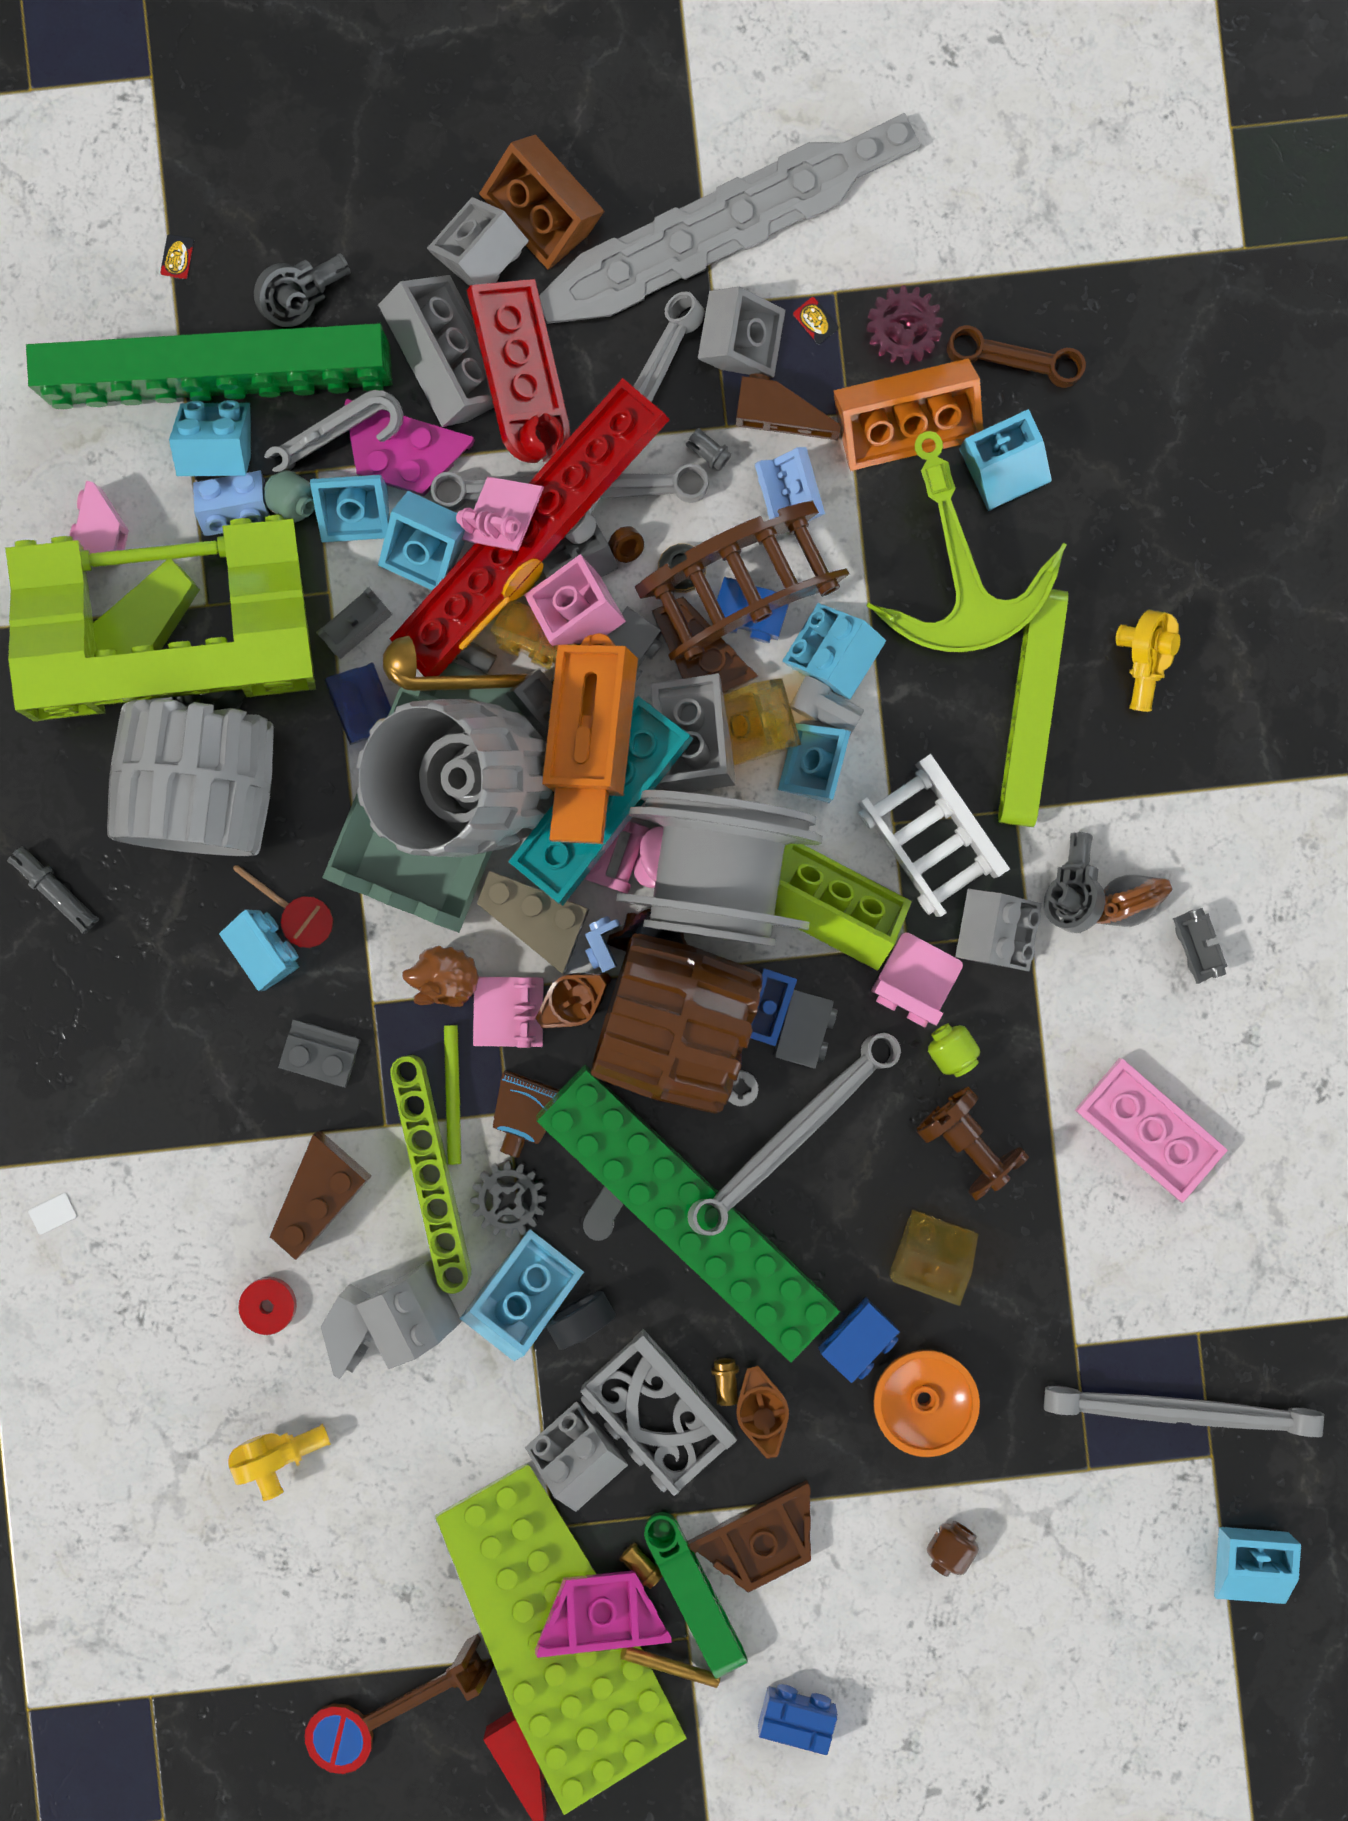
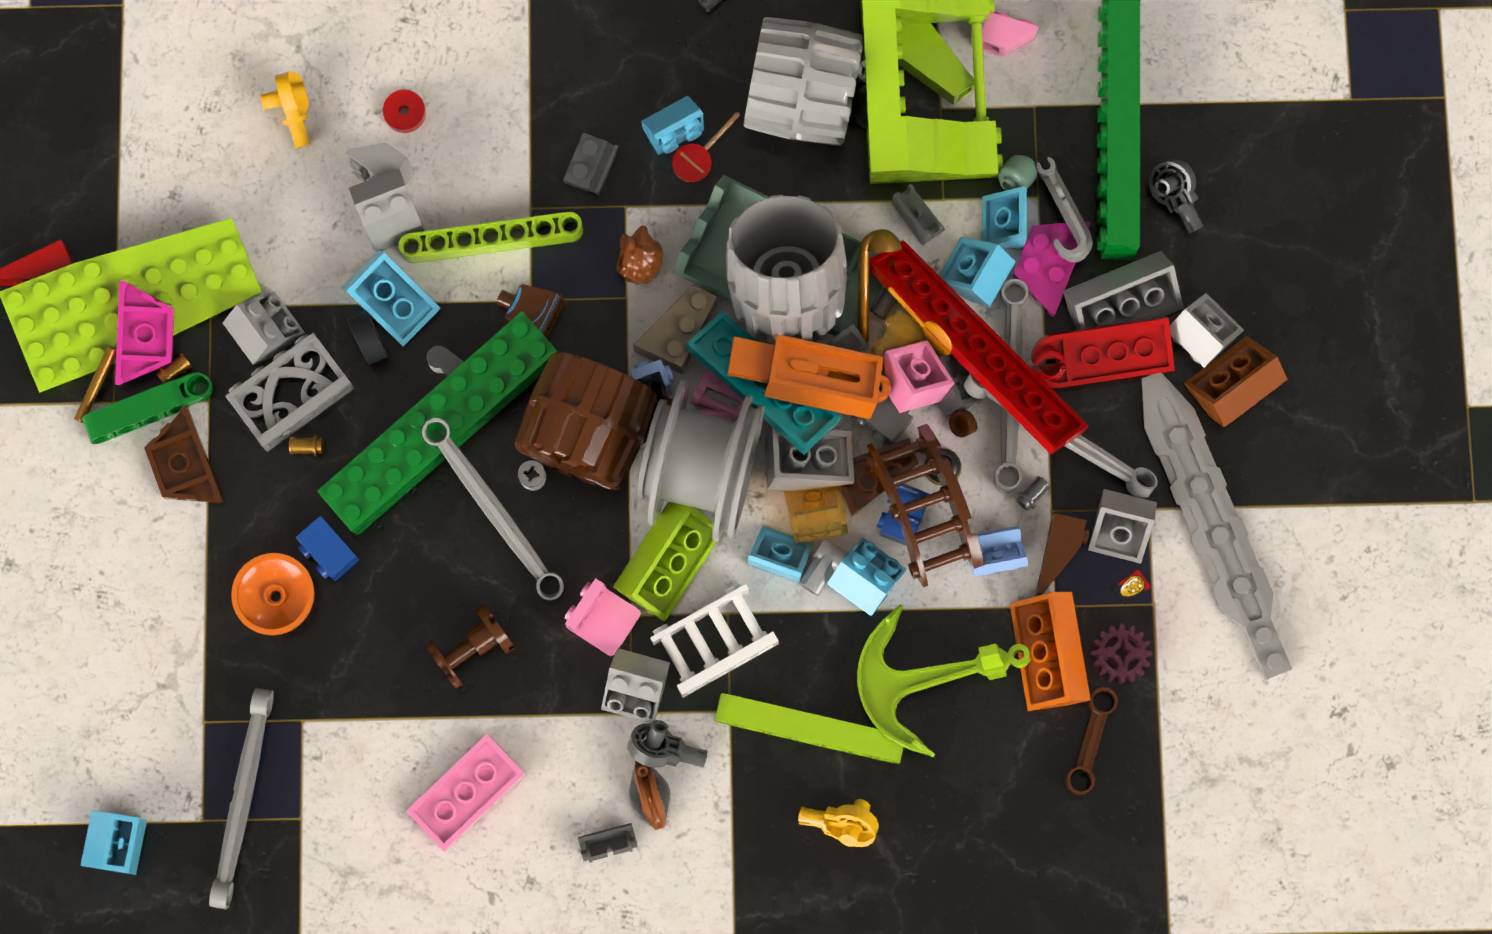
camera: 95 degrees right, 10 degrees down
(177, 256) = (1210, 107): sticker -> none
(211, 439) = (1066, 120): medium azure slope -> none
(229, 499) = (1017, 130): light blue bracket -> none
(317, 1195) = (484, 153): reddish brown wedge -> none
(342, 1737) = (74, 140): piece -> none
(358, 700) = (858, 213): clear blue plate -> none
(452, 1094) = (549, 259): lime bar -> none
(500, 513) = (990, 326): bright pink hinge -> none
(507, 1012) = (608, 306): bright pink hinge -> none
(520, 1210) = (458, 301): dark grey gear -> none
(573, 999) = (612, 349): dark orange hat -> none
(762, 1412) = (280, 467): dark orange hat -> none
(773, 1005) = (592, 499): blue brick -> none
(797, 1719) = (42, 477): blue brick -> none
(805, 1029) = (572, 527): dark grey brick -> none
(935, 1257) = (384, 611): clear yellow slope -> none
(952, 1549) = (157, 607): reddish brown head -> none
(954, 1050) = (544, 641): lime head -> none
(1007, 459) = (1006, 723): medium azure slope -> none

